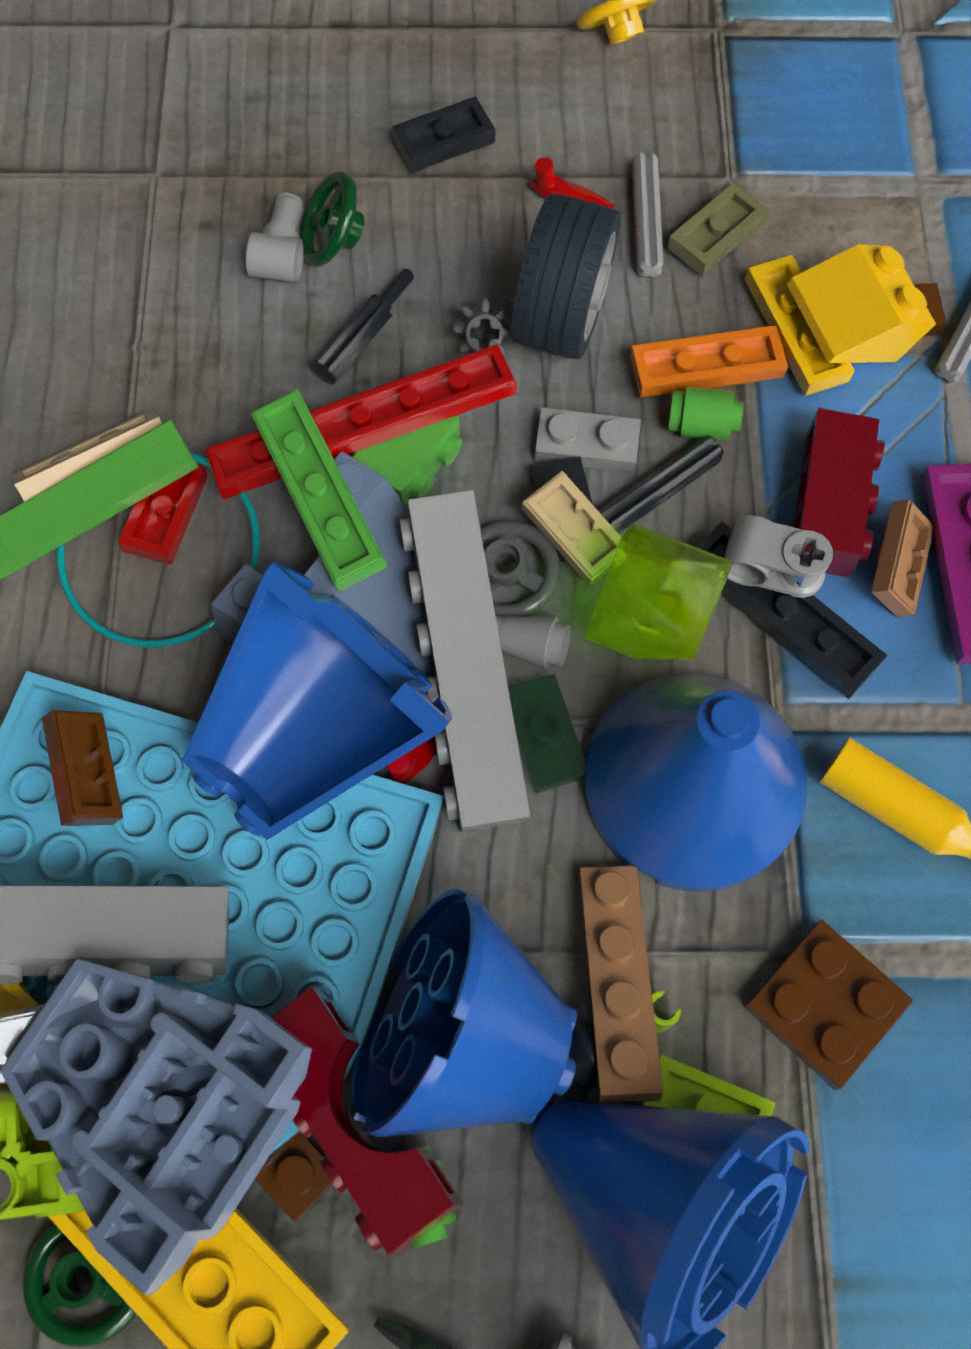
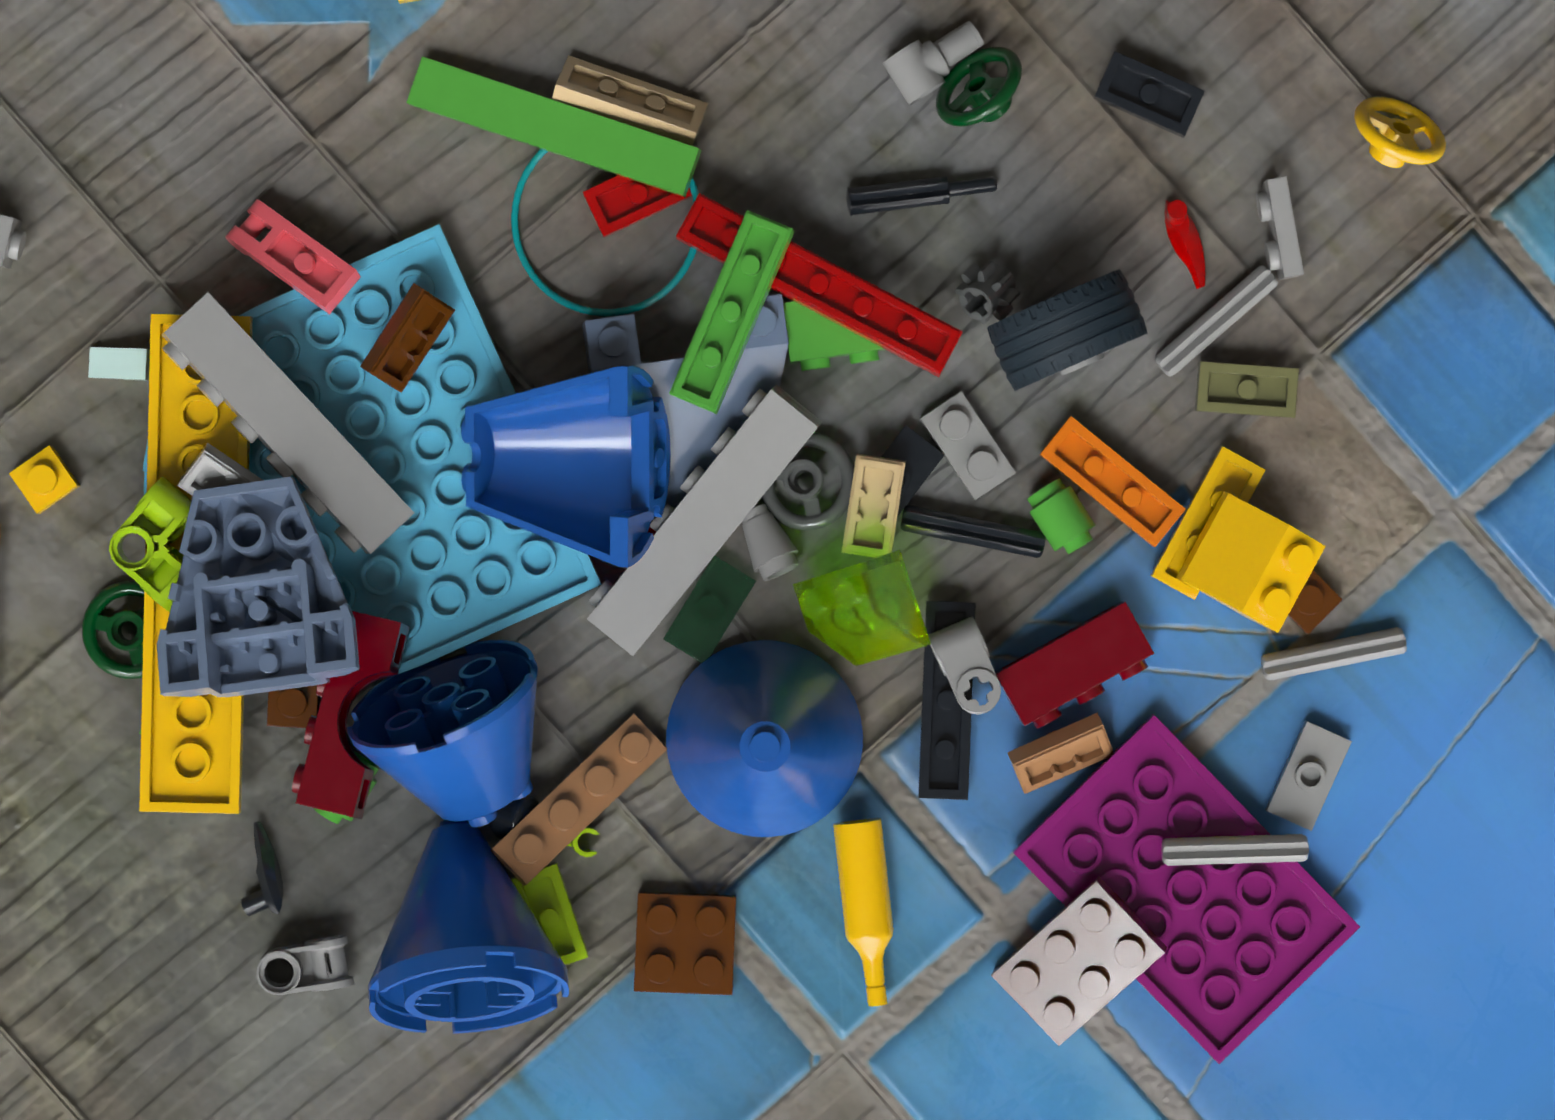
camera: 50 degrees right, 20 degrees up
(618, 121) = (1276, 207): none -> light grey plate

